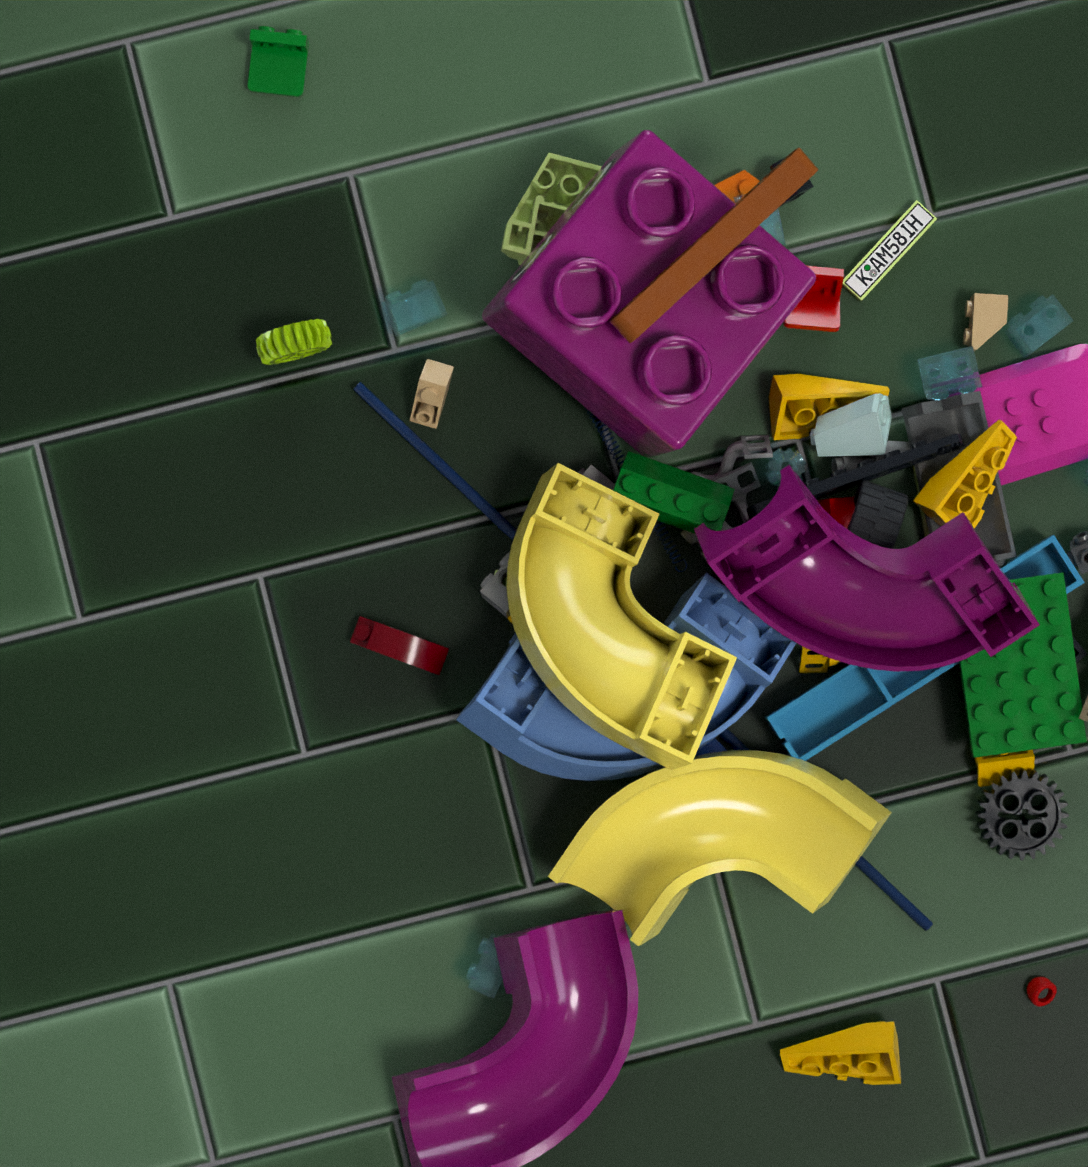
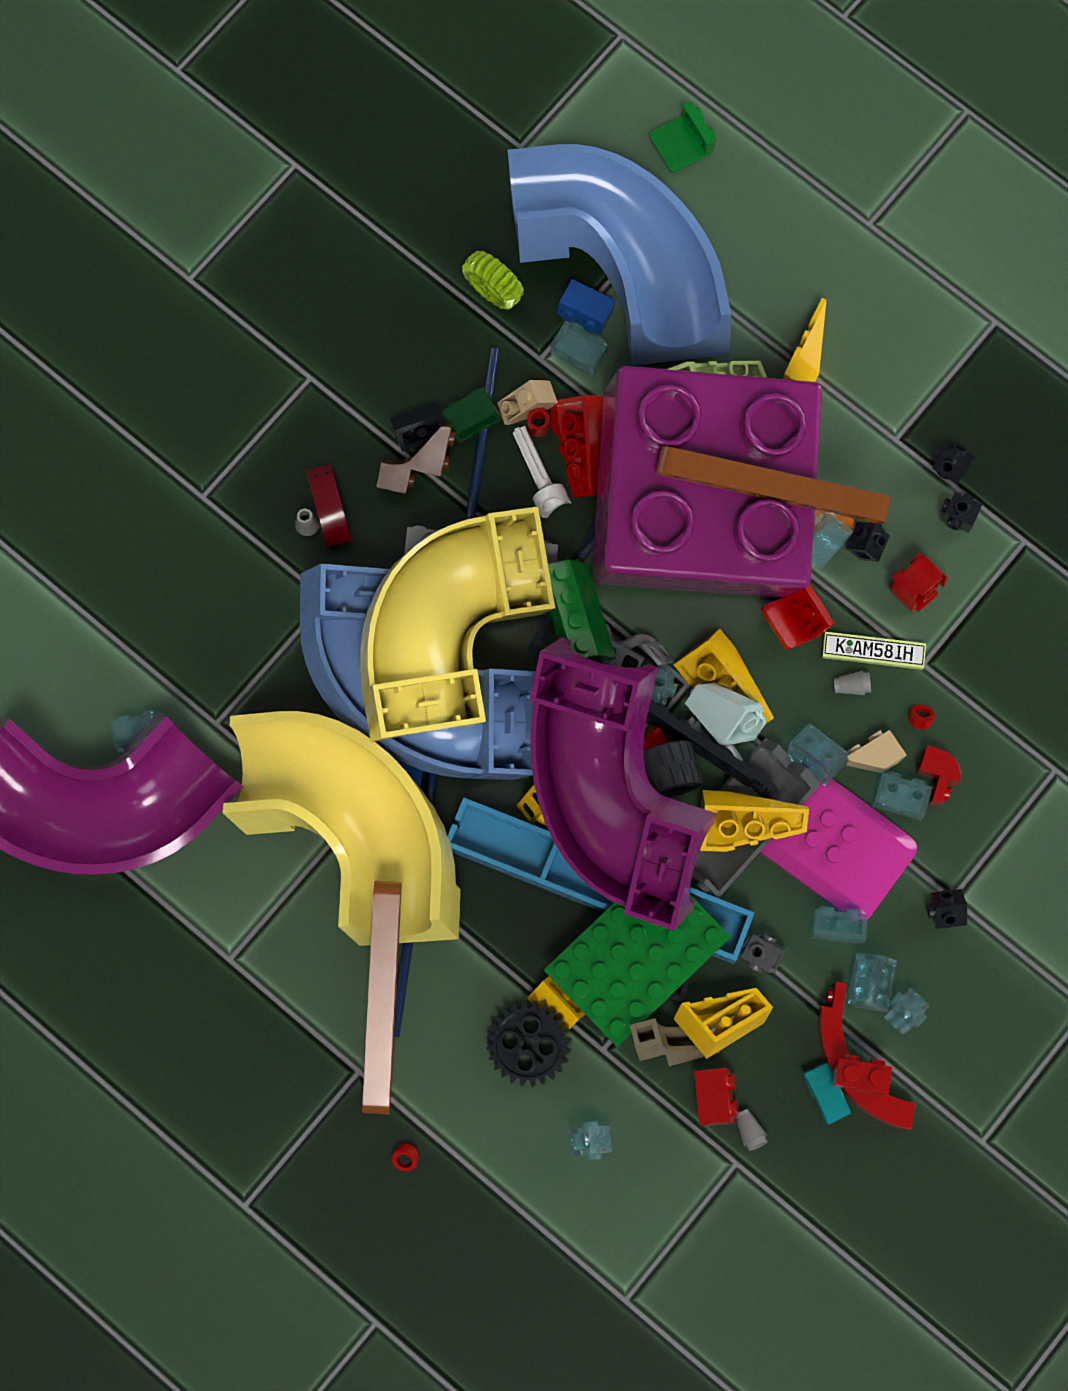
camera: 55 degrees right, 10 degrees down
(345, 178) = (636, 234): none -> medium blue piece
(380, 274) = (586, 307): none -> blue brick
(385, 510) = (416, 426): none -> black brick
(407, 454) = (471, 414): none -> dark green brick
(407, 683) = (308, 526): none -> light grey cone
(425, 525) = (429, 459): none -> arch
(458, 387) = (538, 431): none -> red beam
(497, 366) = (579, 431): none -> red wedge
(536, 437) = (549, 495): none -> white piece
(582, 115) = (807, 357): none -> yellow wedge
(769, 49) = (952, 461): none -> black brick
(826, 70) = (960, 512): none -> black brick
(861, 166) = (918, 583): none -> red brick
(861, 1052) = (262, 1048): yellow wedge -> none
(895, 915) = (382, 997): none -> beam
(906, 292) = (854, 683): none -> light grey cone
(983, 259) = (919, 722): none -> red piece
(1039, 271) = (940, 767): none -> red brick

